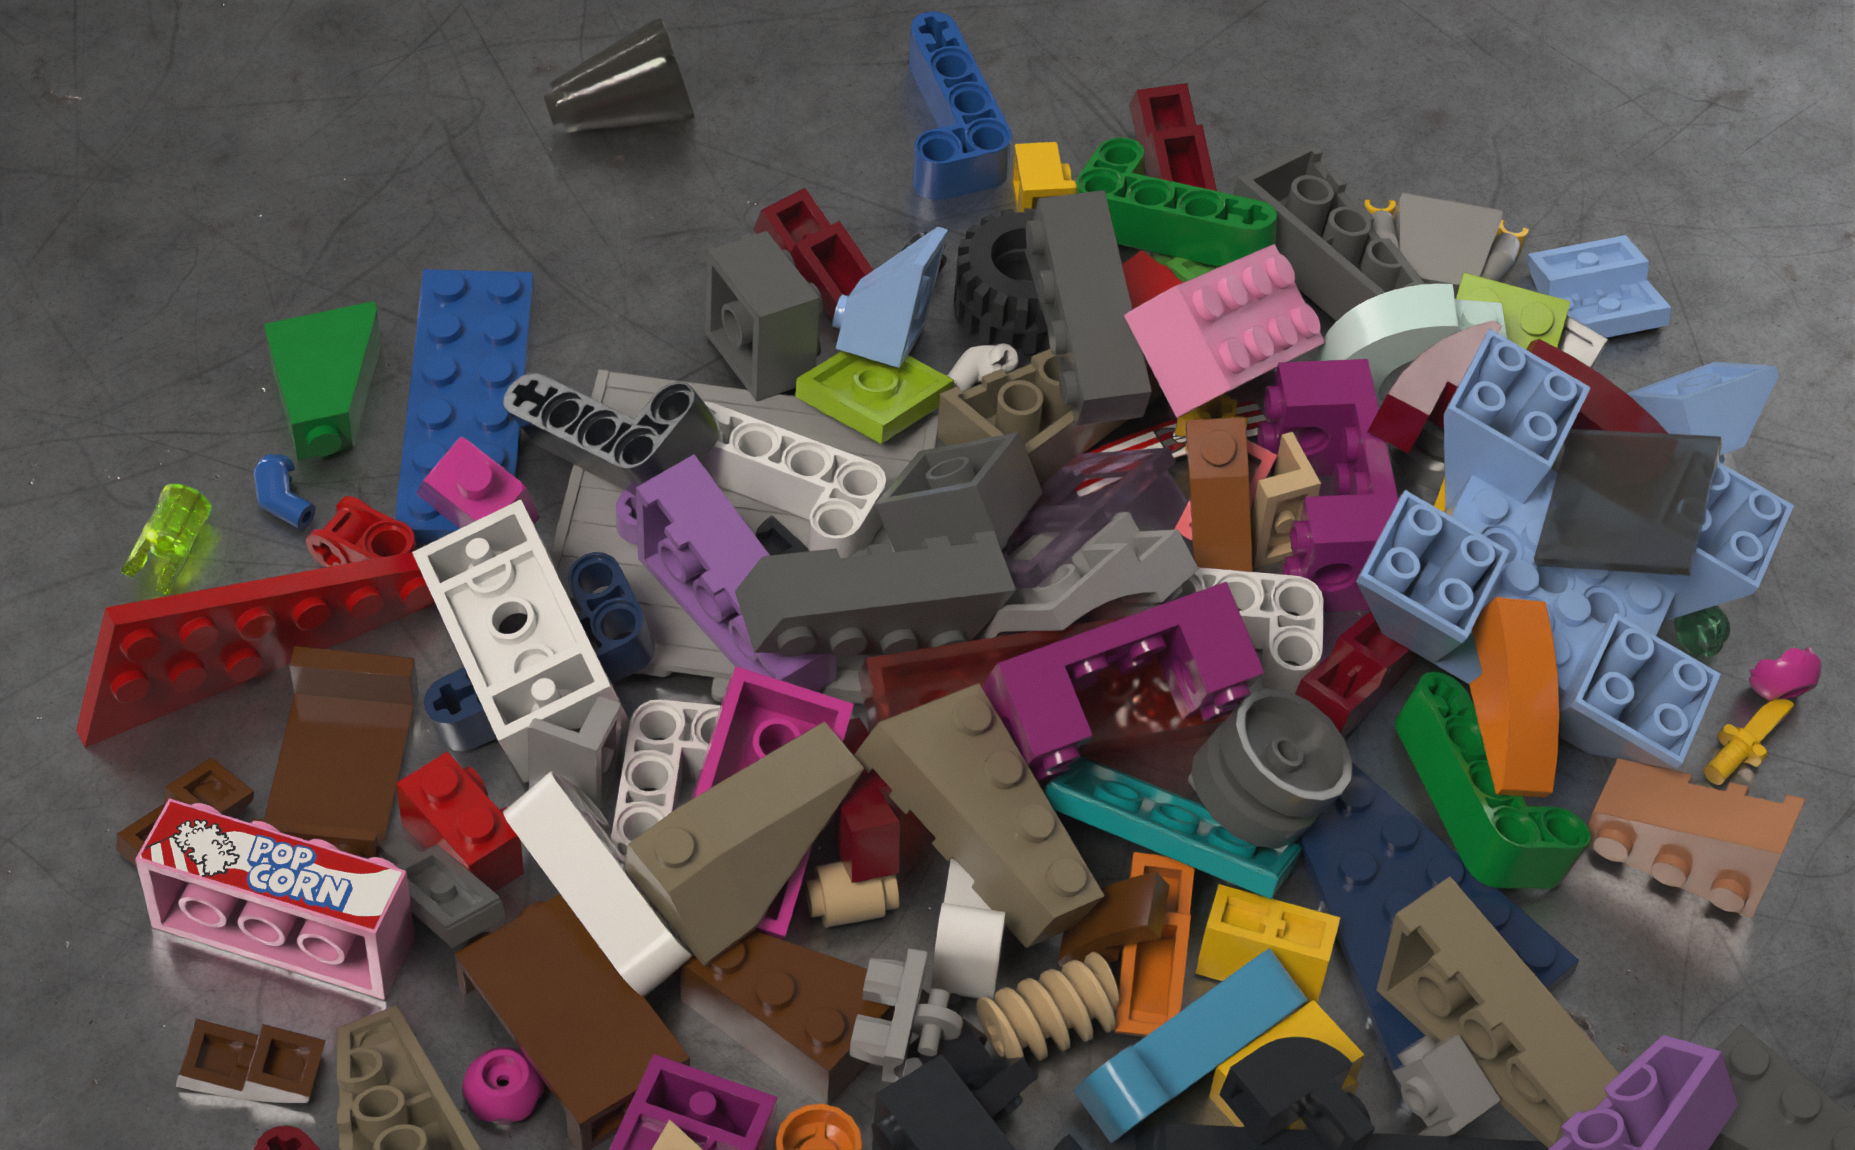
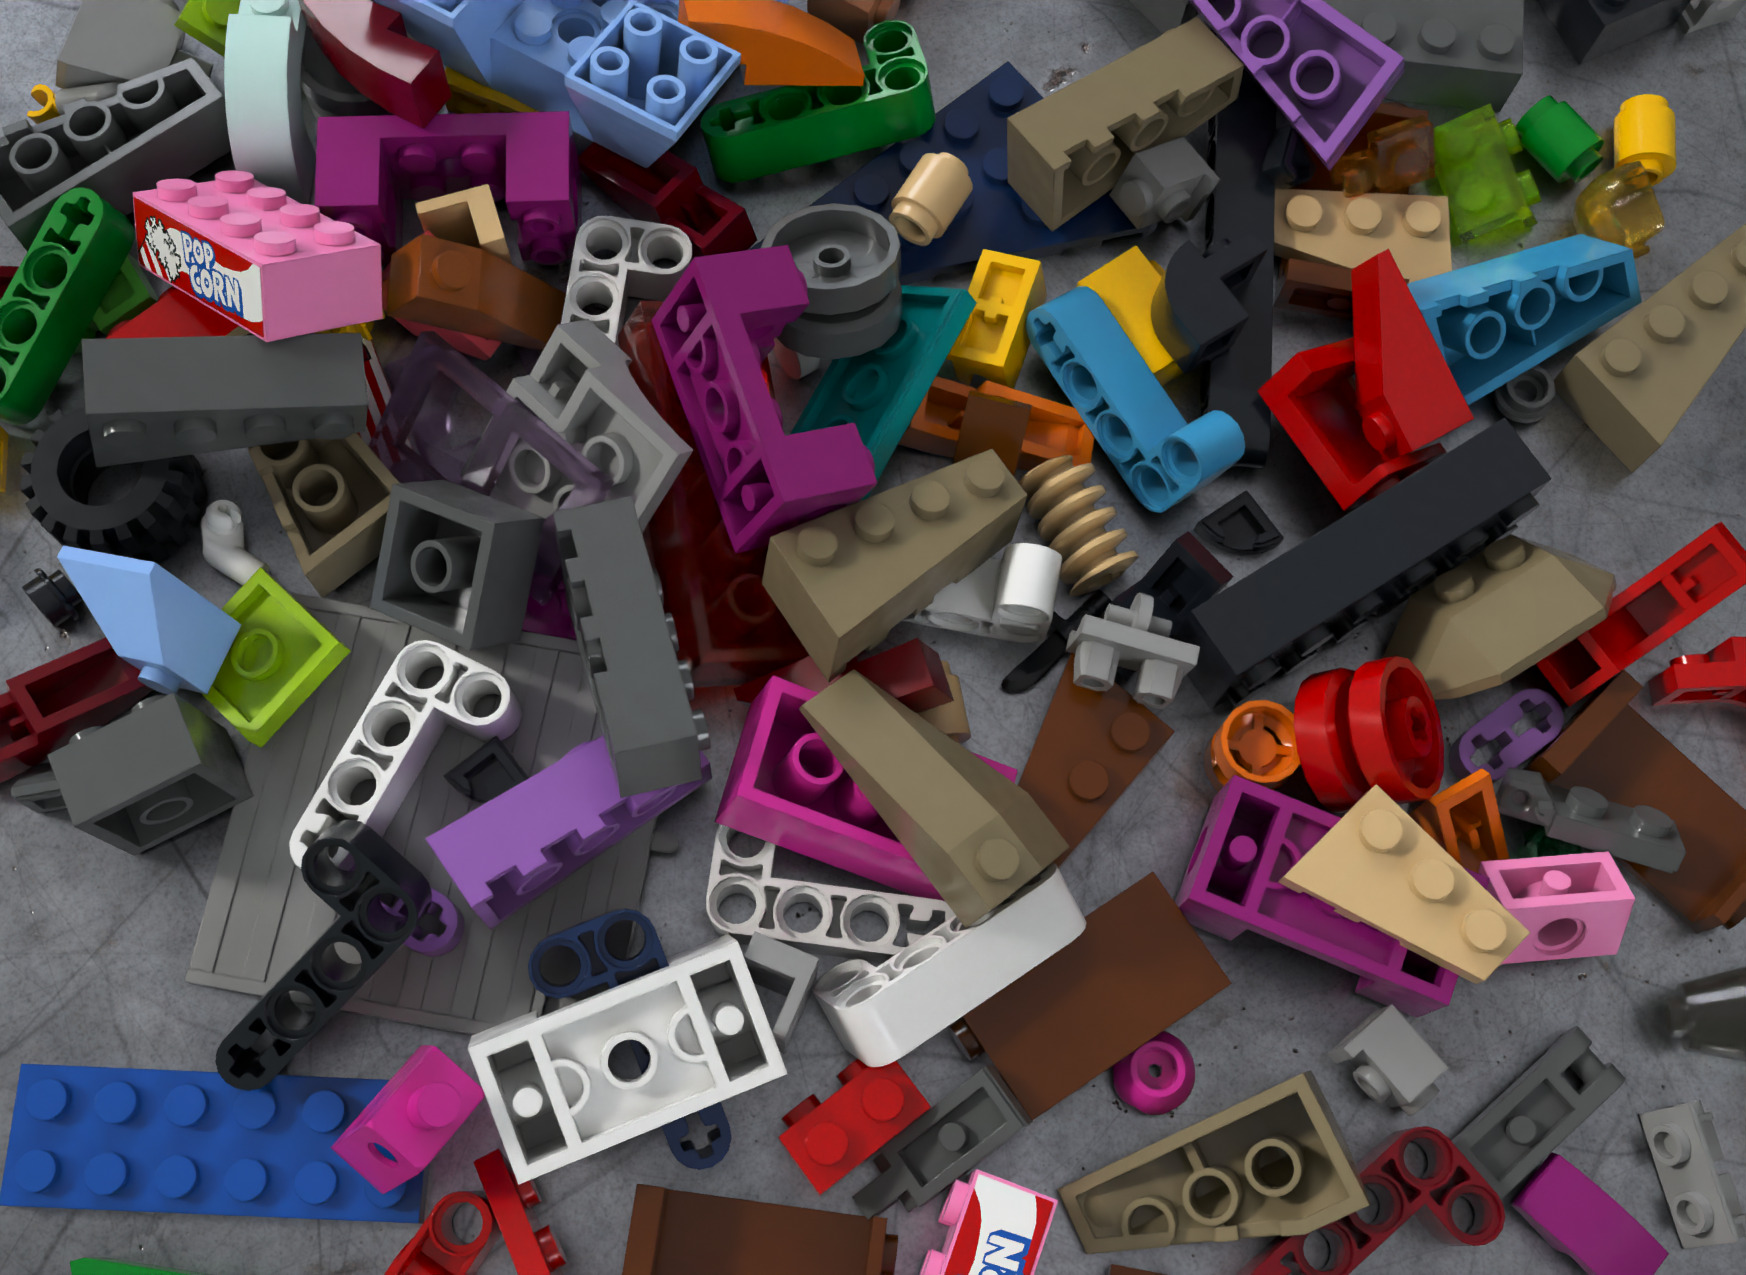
camera: 90 degrees left, 20 degrees up
(1386, 864) = (930, 198): none -> tan brick

